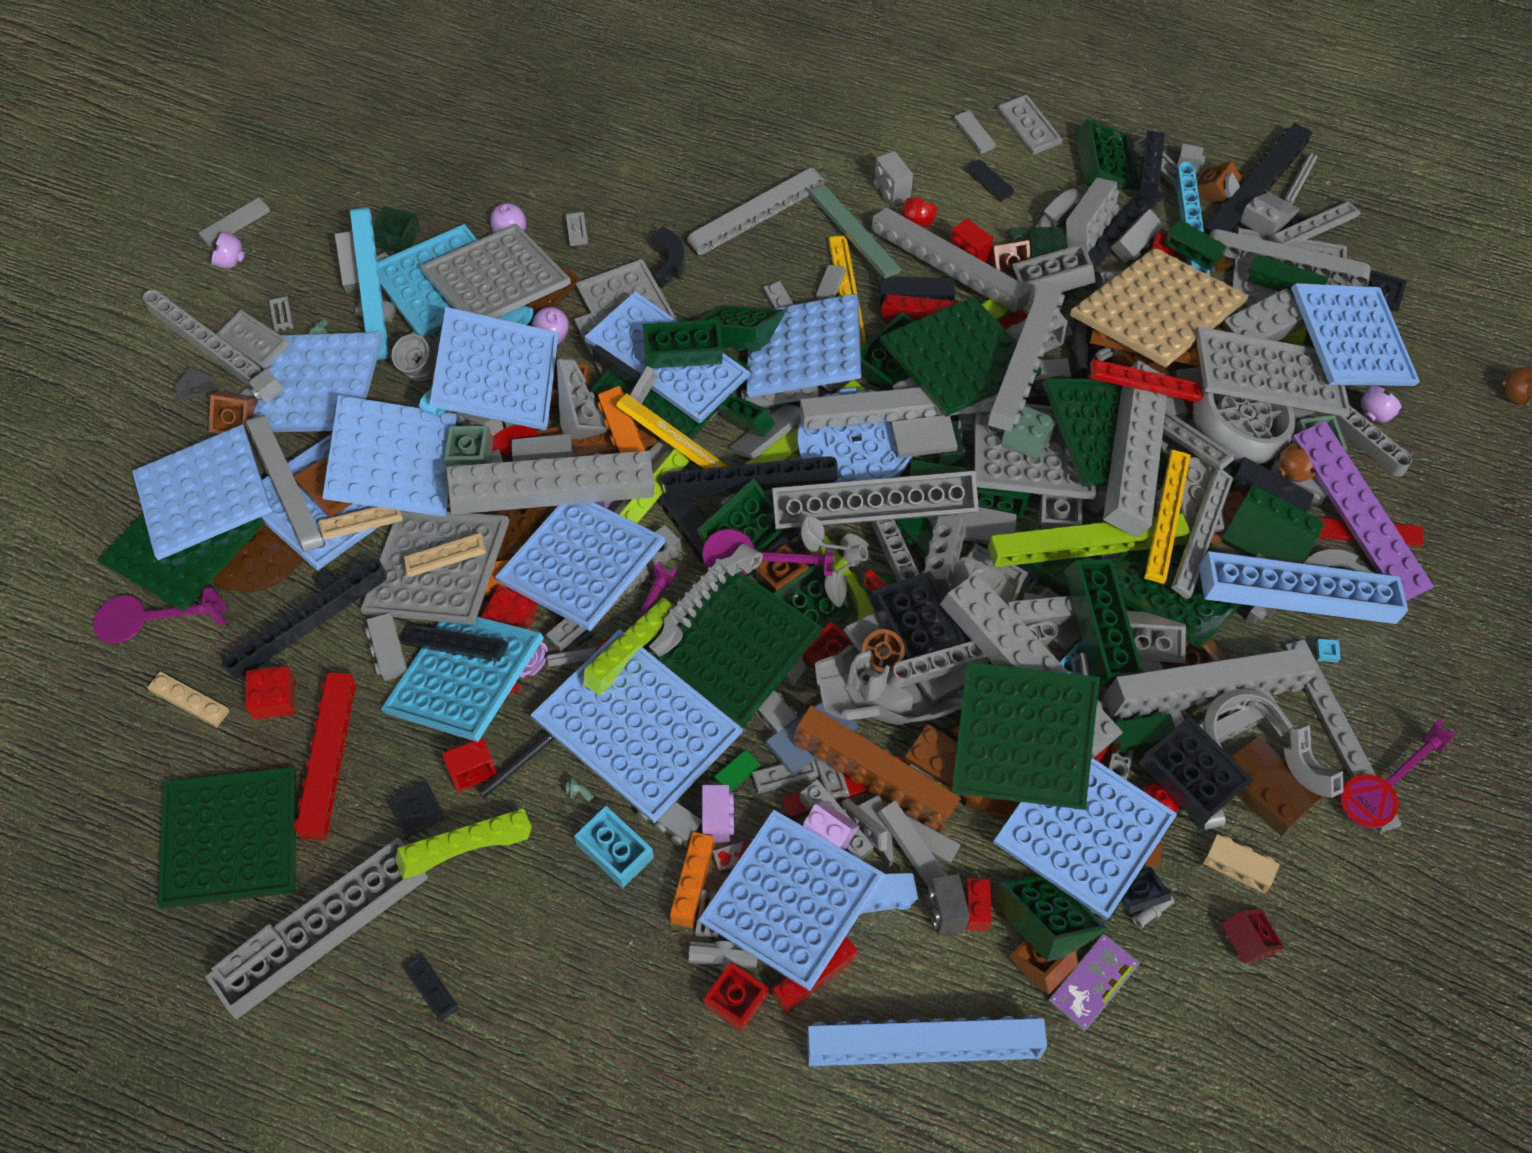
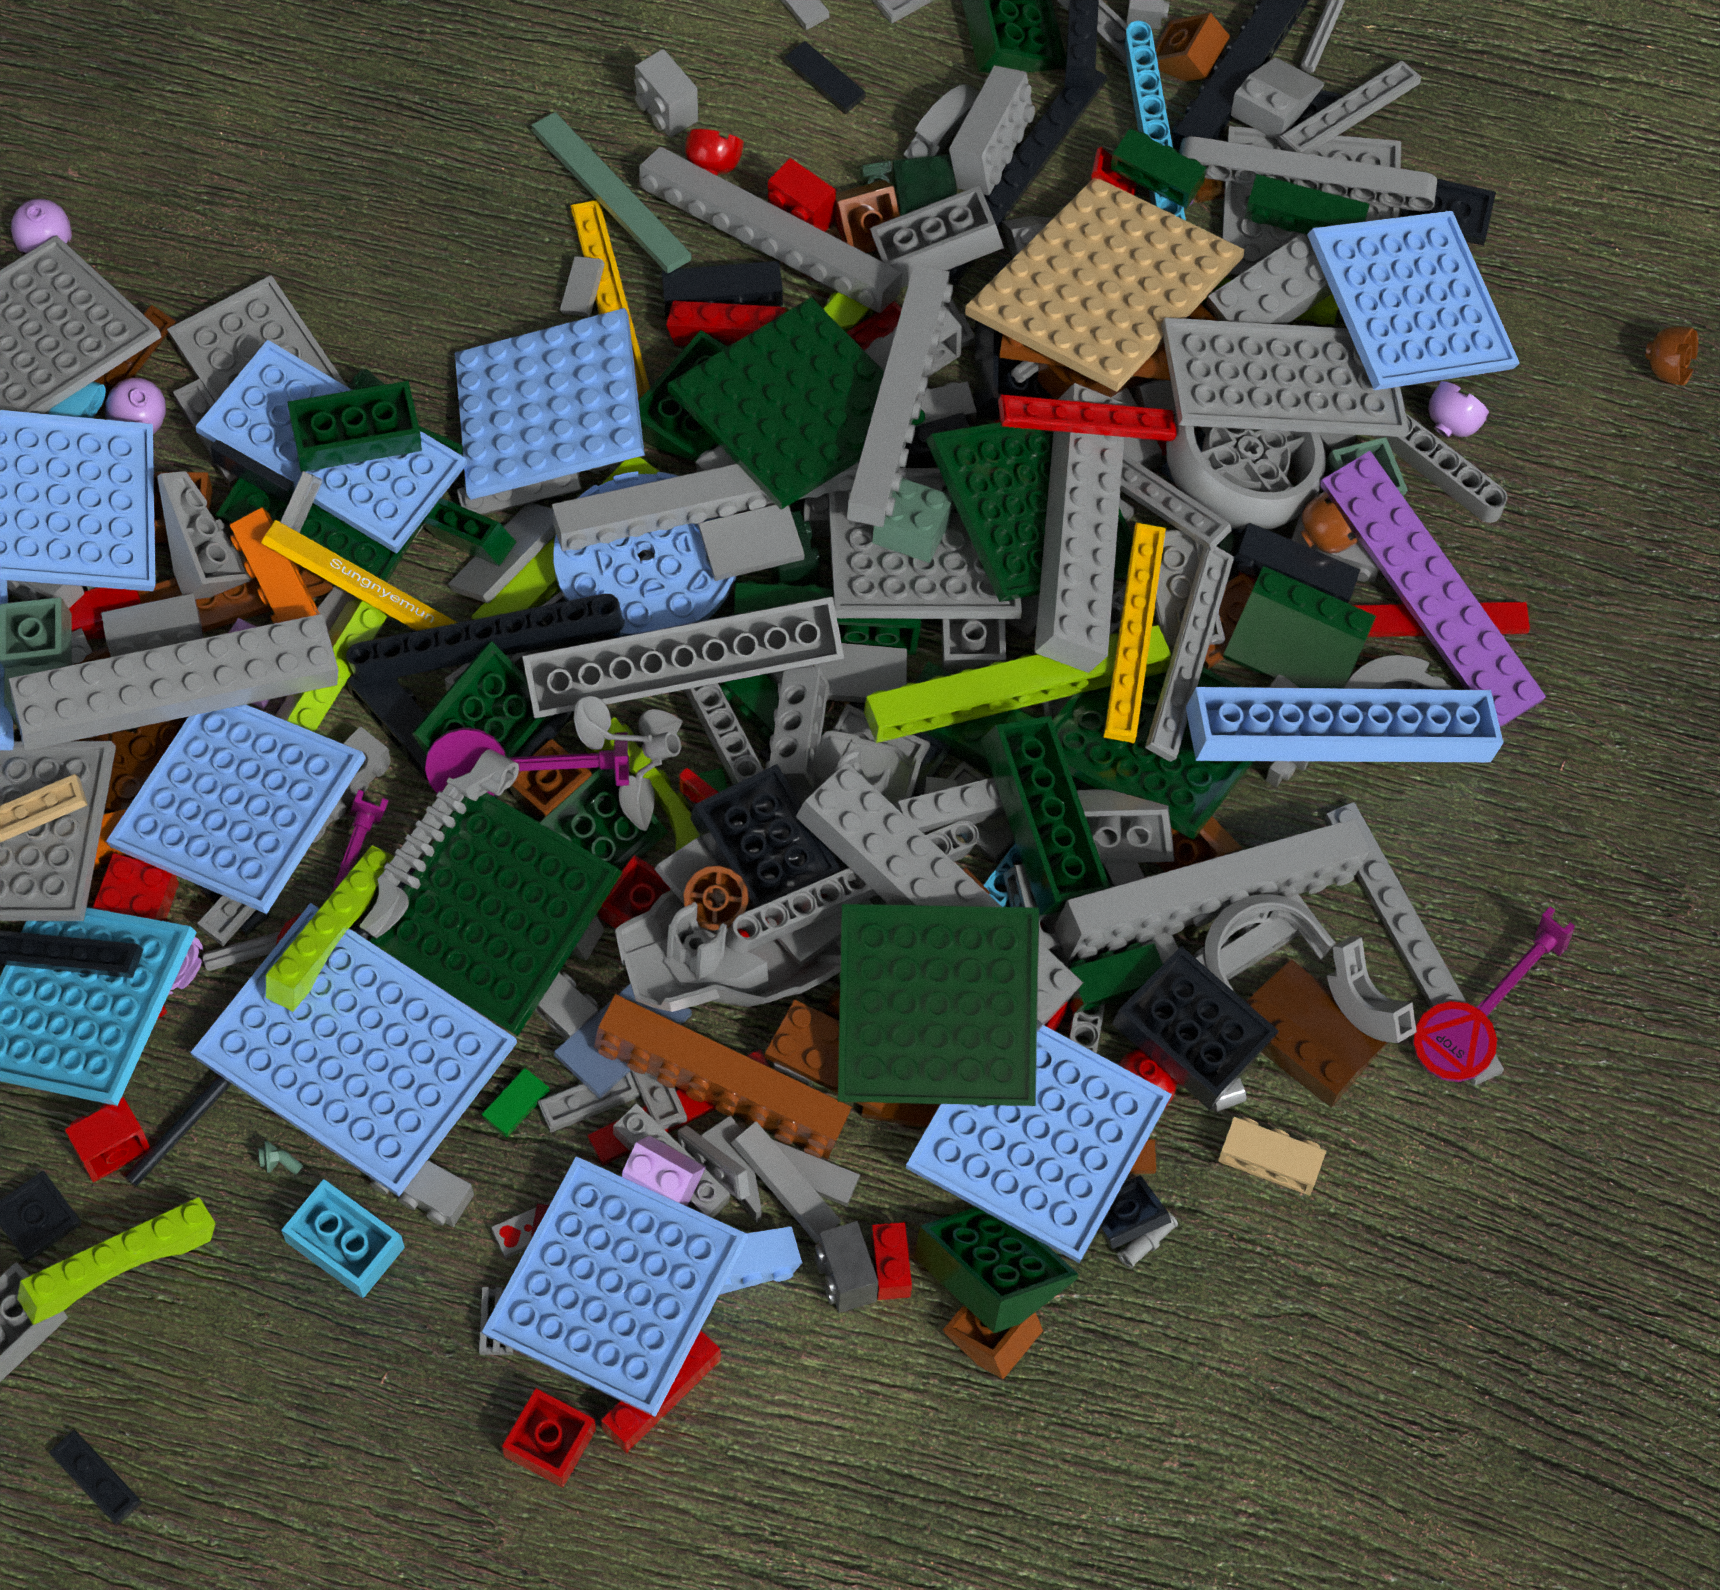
camera: 10 degrees left, 5 degrees up
(576, 229) = (156, 231): light grey plate -> none
(671, 247) = (314, 247): black arch -> none
(692, 880) = (466, 1274): orange brick -> none
(718, 812) = (492, 1171): lavender brick -> none
(720, 955) = (520, 1379): light grey piece -> none
(746, 326) = (448, 378): dark green slope -> none
(754, 211) = (446, 171): light grey beam -> none
(777, 295) = (499, 317): light grey plate -> none
(926, 1041) = (829, 1467): light blue brick -> none
(1093, 983) = (1068, 1354): medium lavender tile -> none
(1137, 236) = (1068, 157): light grey brick -> none
(1231, 185) = (1212, 54): light grey tile -> none
(1252, 936) = (1292, 1259): dark red slope -> none
(1328, 650) = (1389, 815): medium azure plate -> none

